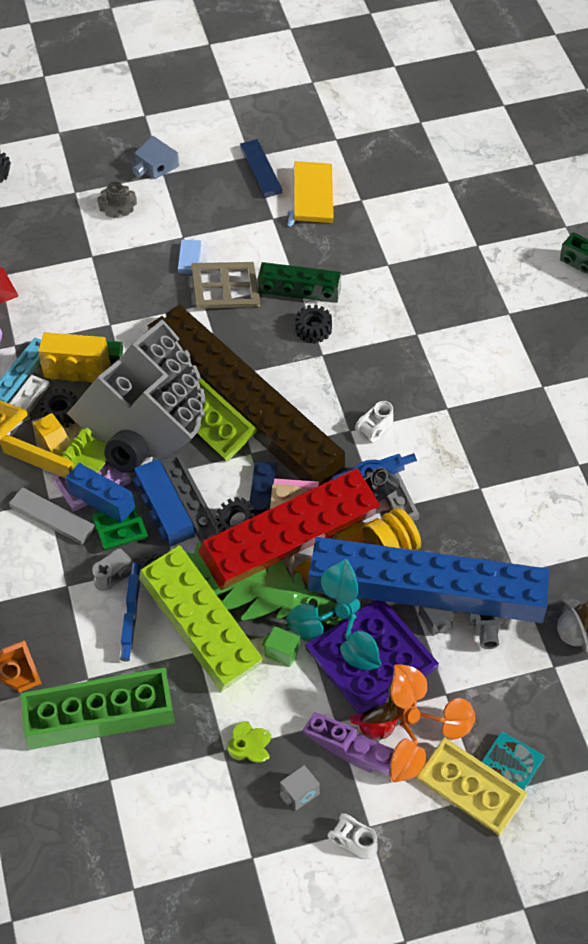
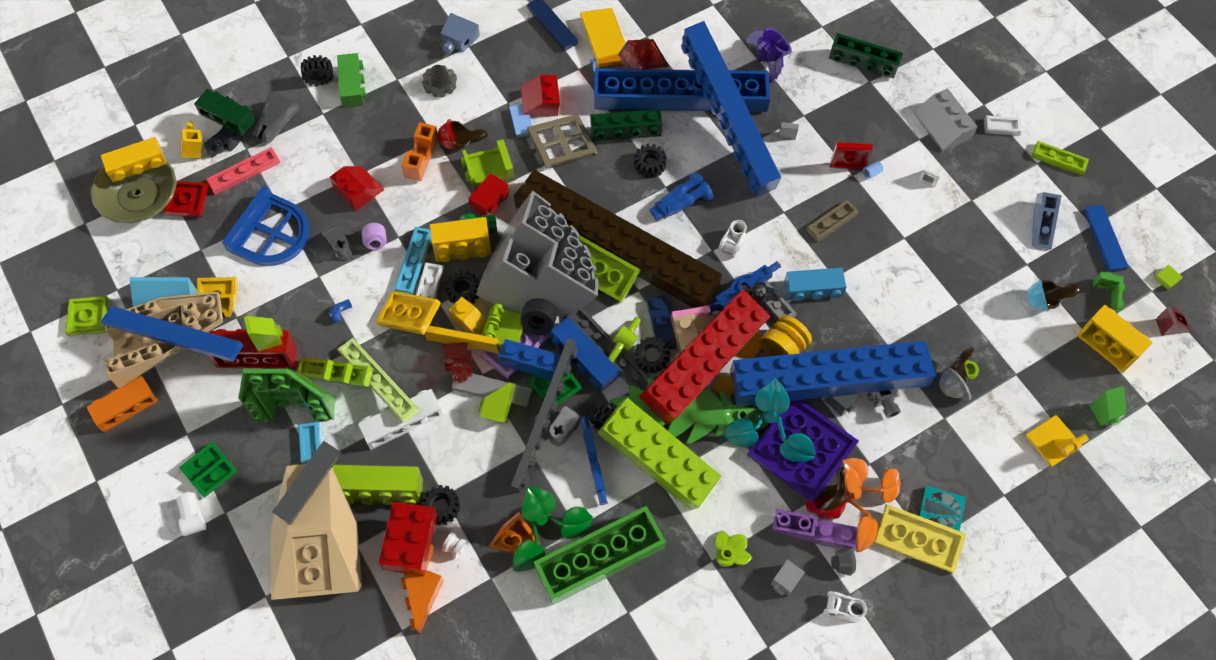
camera: 20 degrees left, 10 degrees up
(24, 477) = (457, 360): none -> clear red brick
(25, 182) = (351, 80): none -> bright green brick
(42, 631) = (536, 508): none -> green plant
(50, 528) = (497, 404): none -> lime slope
(77, 256) = (416, 162): none -> orange arch
(89, 555) = (542, 423): none -> dark grey plate
(112, 256) = (457, 136): none -> dark brown piece
(123, 321) = (489, 195): none -> red brick
(134, 294) = (489, 161): none -> lime panel
(213, 496) = (624, 339): none -> lime piece
(218, 236) = (541, 96): none -> red slope
(281, 646) = (728, 458): bright green brick -> none
(333, 367) = (679, 199): none -> blue piece
(343, 213) = (642, 55): none -> clear red slope
(372, 787) = (844, 561): none -> dark grey cone
(375, 258) = (671, 90): none -> blue brick
(414, 285) = (730, 109): none -> blue brick
(451, 488) = (815, 284): none -> dark azure brick
(482, 324) = (788, 130): none -> light grey tile
(492, 236) = (770, 49): none -> dark purple helmet
(499, 428) = (832, 221): none -> dark tan tile
(542, 362) = (851, 155): none -> red tile
(566, 384) = (872, 169): none -> light blue hinge

